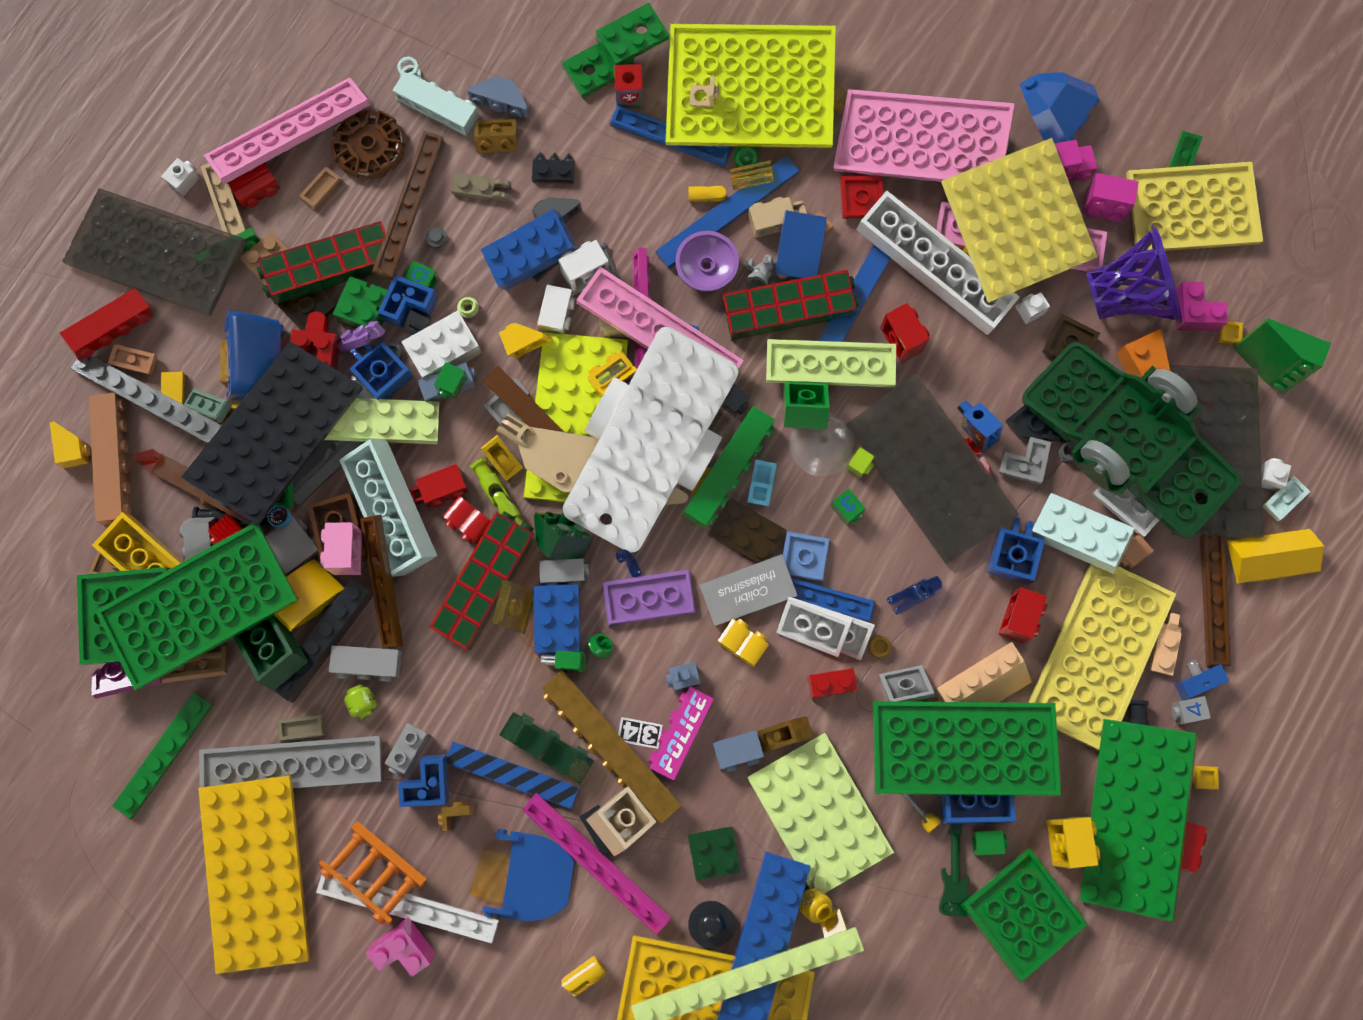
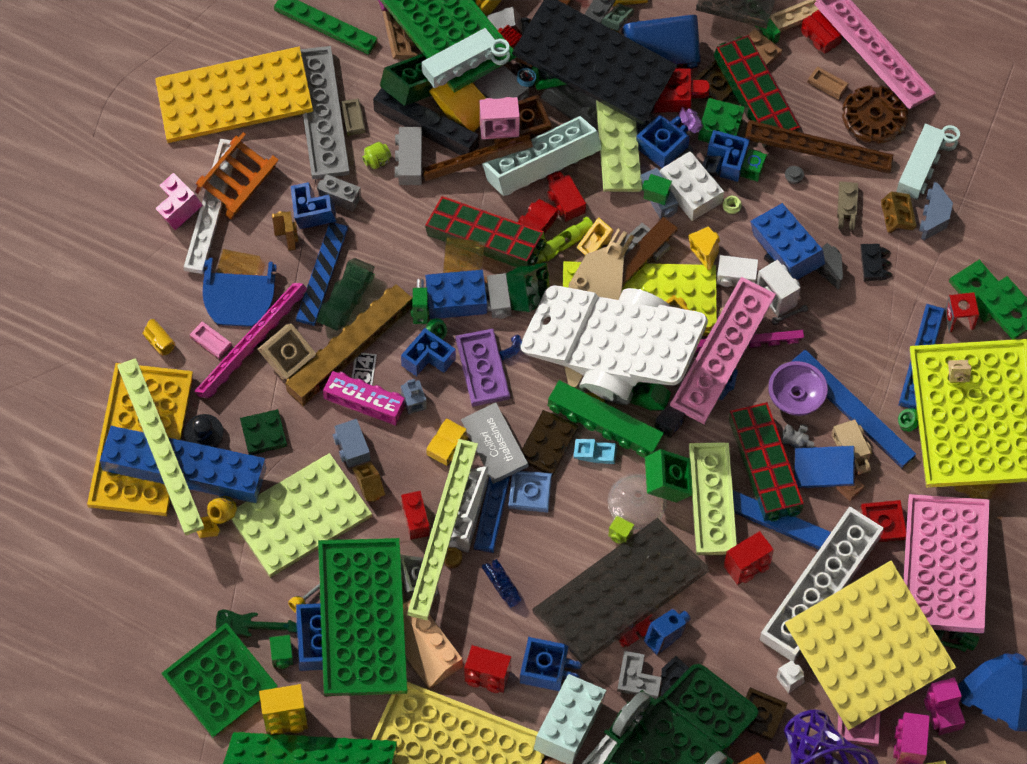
camera: 85 degrees right, 15 degrees down
(256, 583) = (463, 56): none -> light aqua hinge
(588, 912) = (210, 340): none -> bright pink tile
(627, 656) = (428, 349): none -> blue brick
(706, 194) = (867, 388): yellow bar -> none
(751, 174) = (894, 424): clear yellow tile -> none
(848, 507) = (578, 522): green brick -> none
(861, 652) = (442, 530): none -> yellowish green plate

